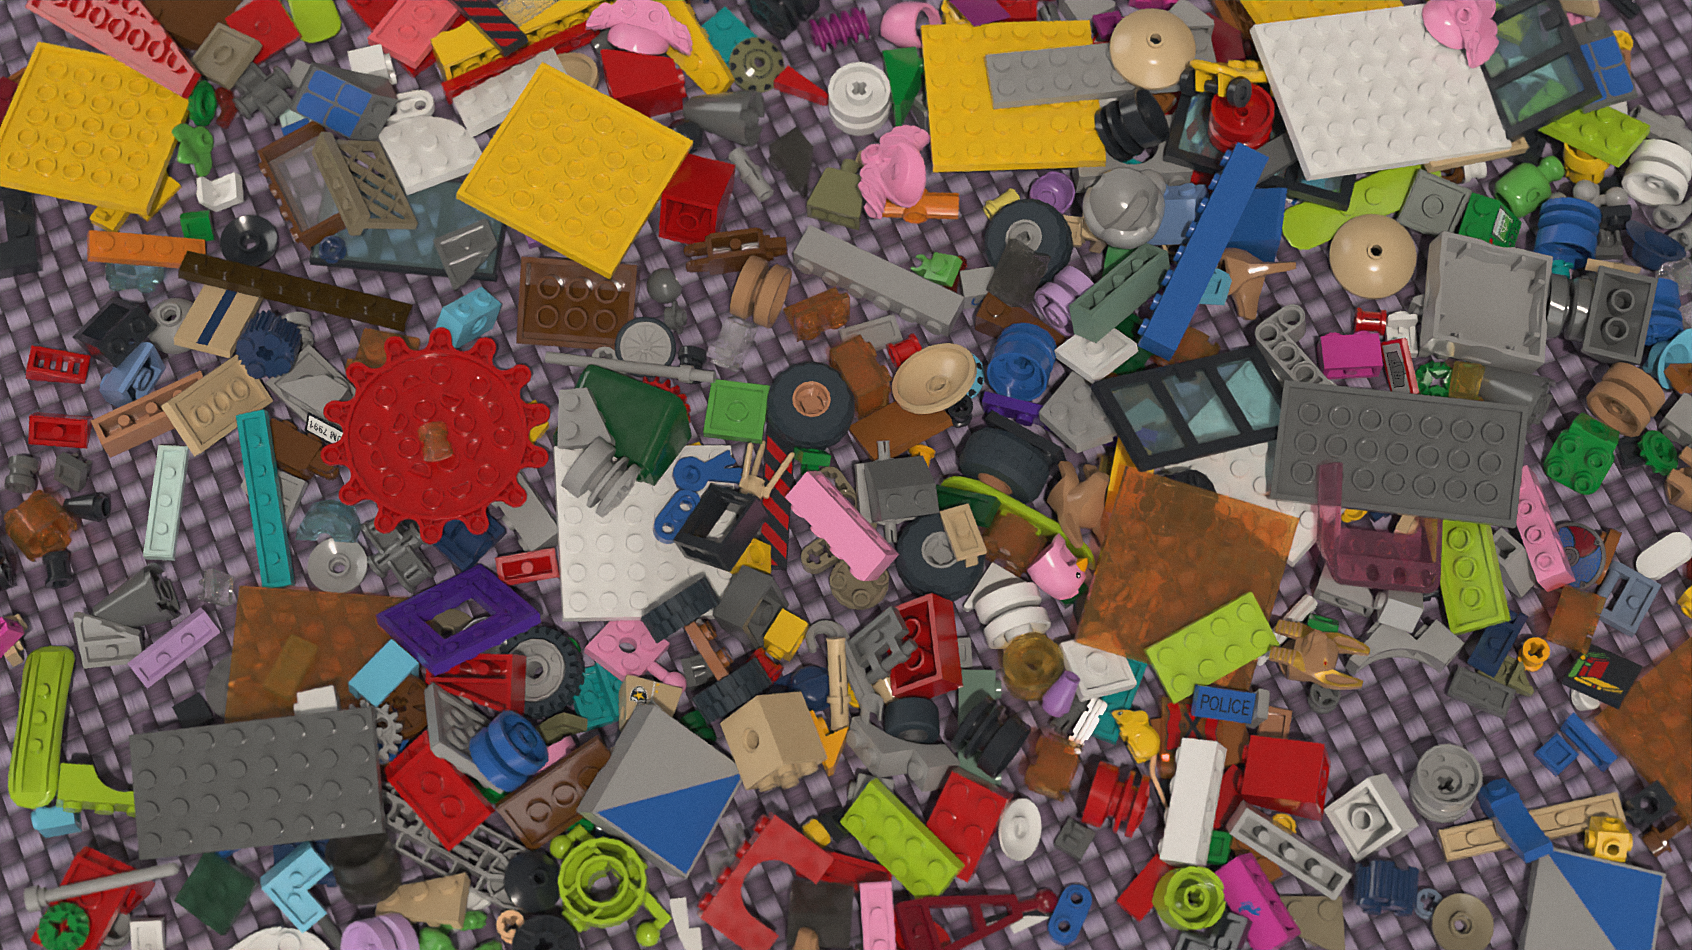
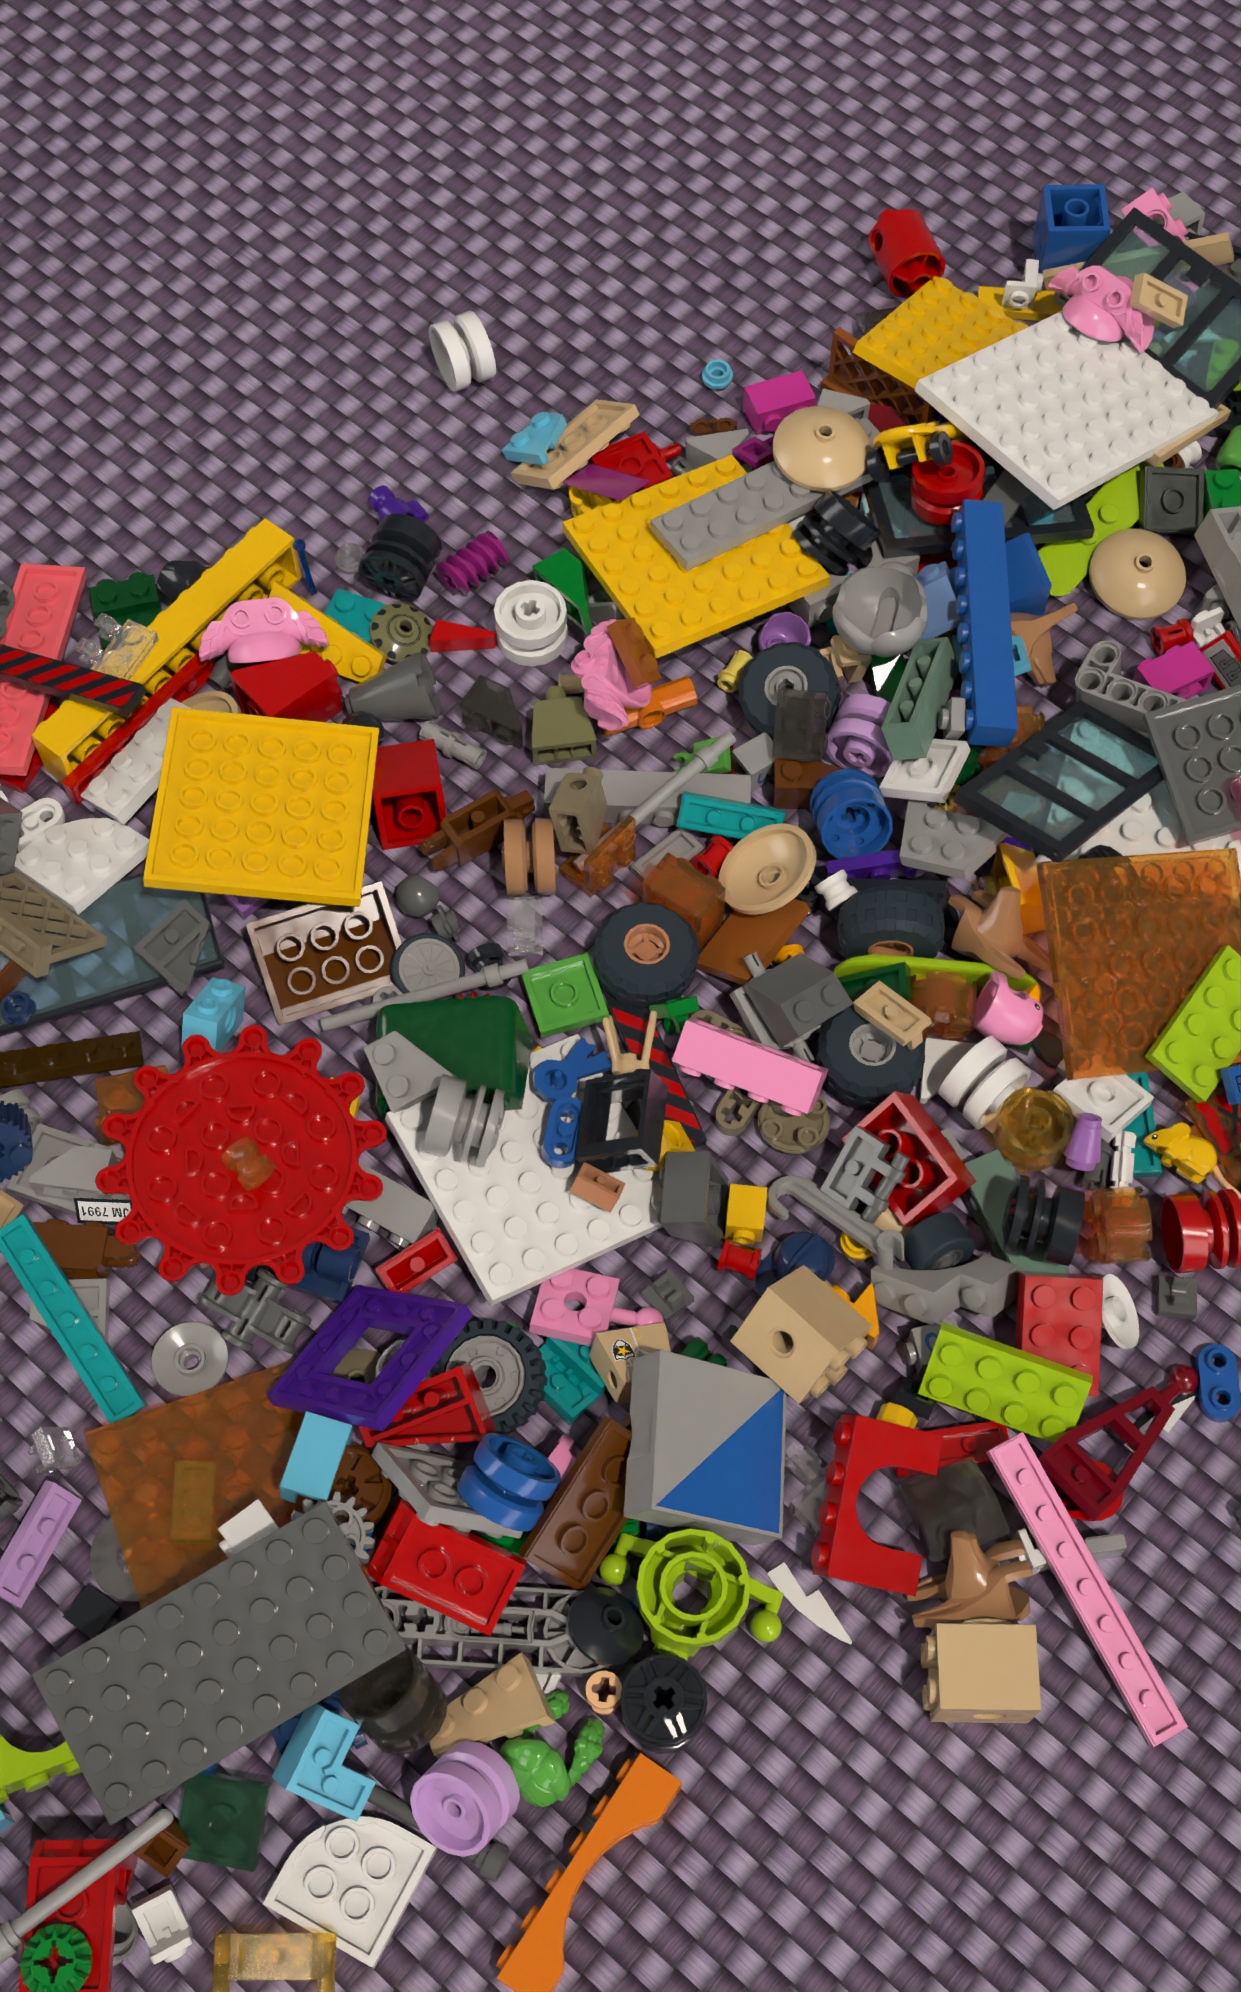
camera: 25 degrees left, 5 degrees down
(170, 890) = (165, 1849): none -> reddish brown slope
(330, 518) = (155, 1308): clear light blue cylinder -> none
(561, 725) = (547, 1426): olive slope -> none
(680, 568) = (597, 1187): none -> nougat piece
(730, 688) = (721, 1294): black plate -> none
(812, 271) = (579, 811): none -> dark tan torso
(838, 683) = (835, 1240): tan pin -> none
(900, 23) = (538, 530): bright pink piece -> none
(917, 160) = (634, 653): none -> dark orange plate
(926, 321) = (724, 815): none -> teal tile
(931, 269) = (704, 759): none -> light grey bar
(977, 417) = (835, 890): none -> white wheel
(1133, 320) = (952, 719): none -> light grey plate
(1502, 31) = (1158, 300): none -> tan plate

